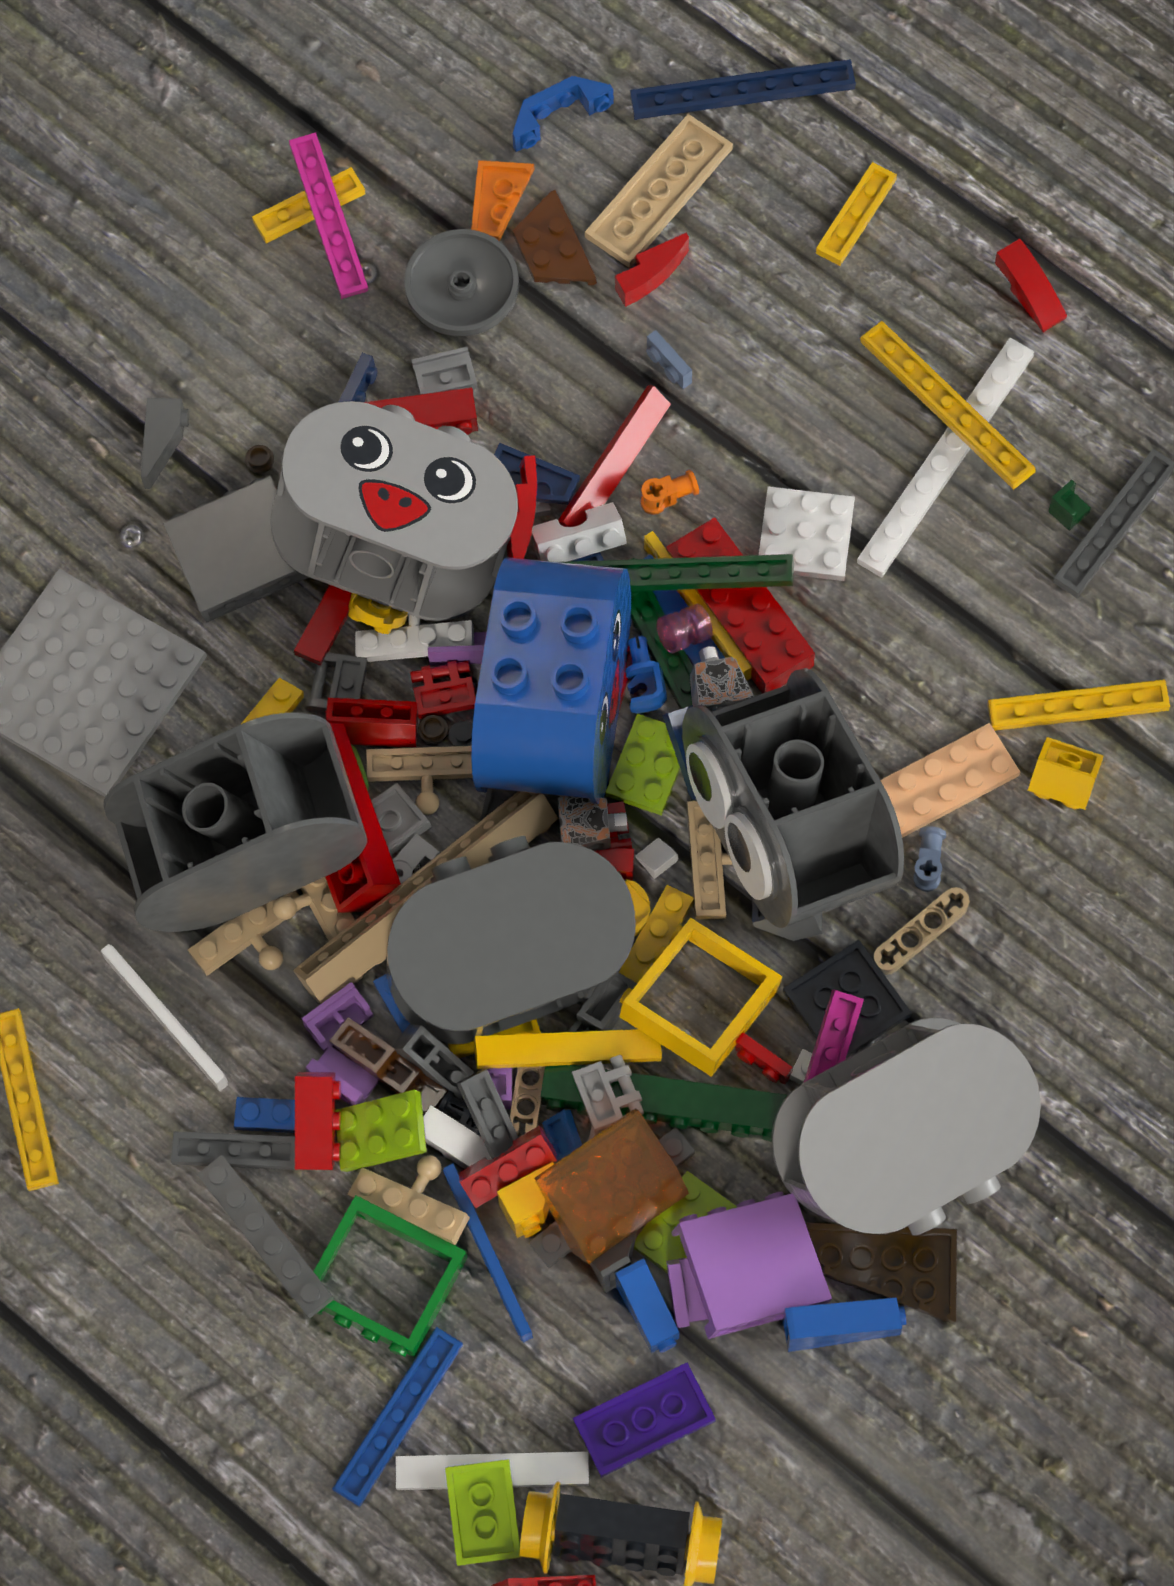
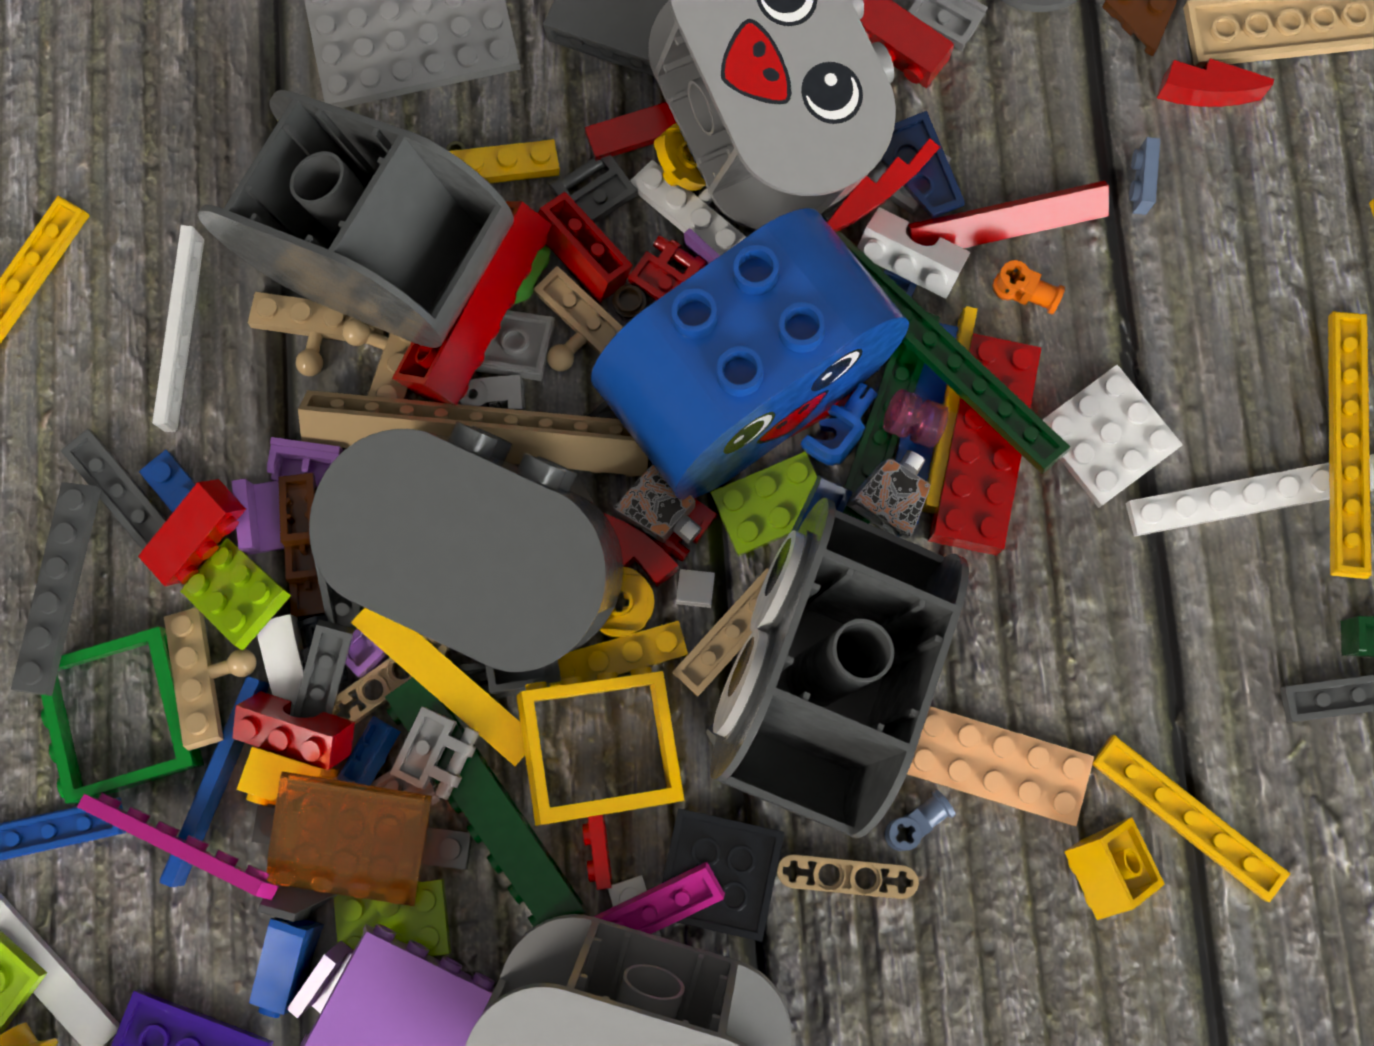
camera: 45 degrees right, 10 degrees up
(502, 1300) = (192, 850): none -> dark pink plate

